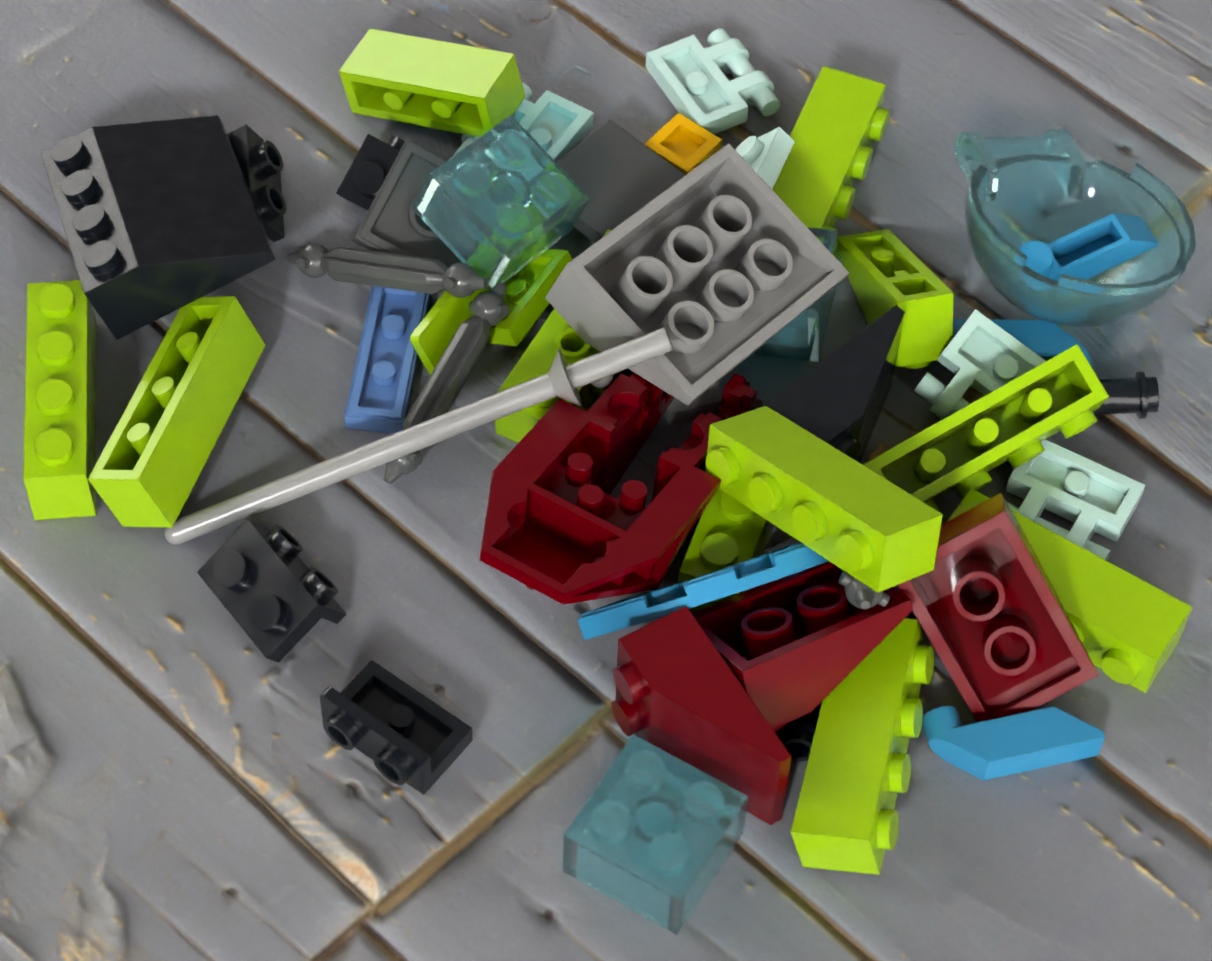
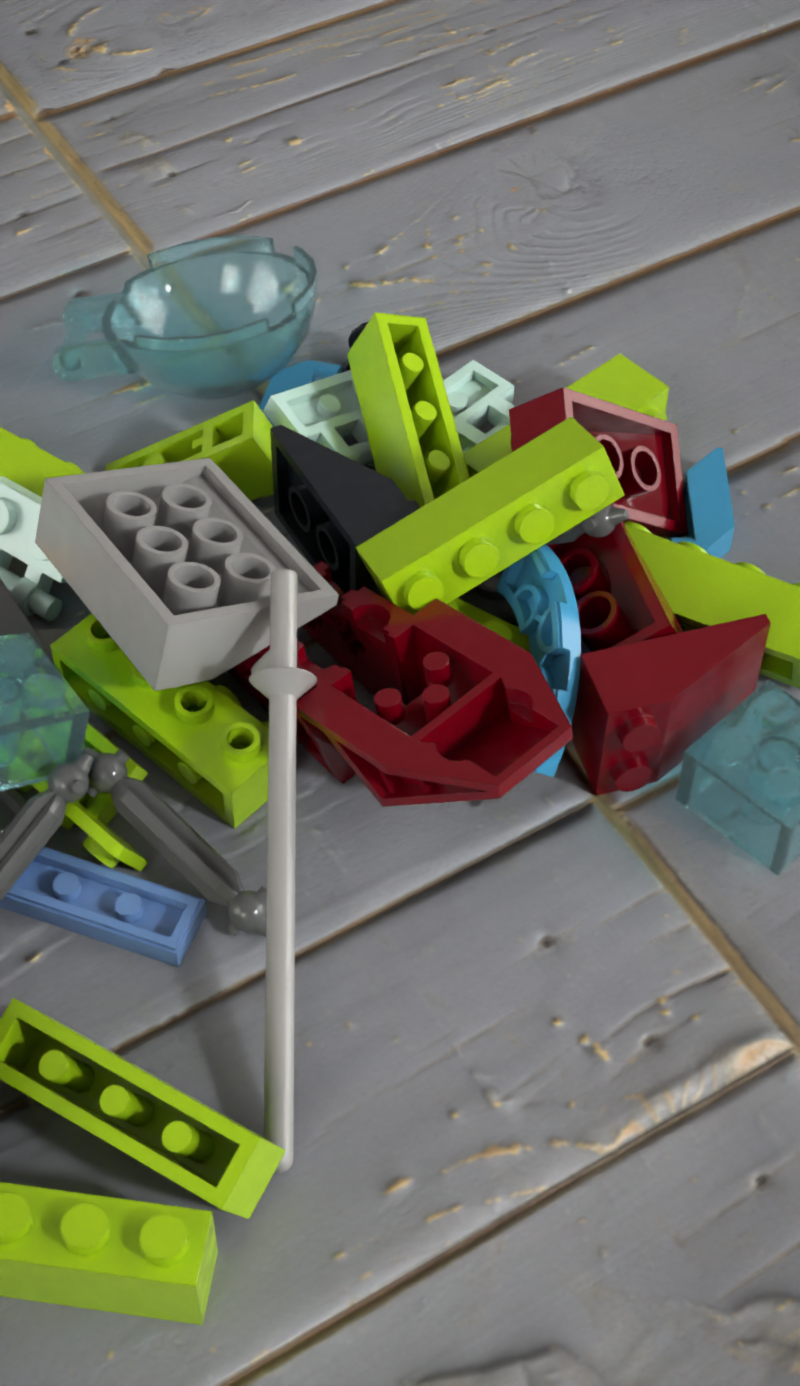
camera: 75 degrees left, 5 degrees down
(270, 588) = (395, 1067): black bracket -> none
(395, 727) = (604, 974): black bracket -> none
(1091, 248) = (227, 300): dark azure piece -> none

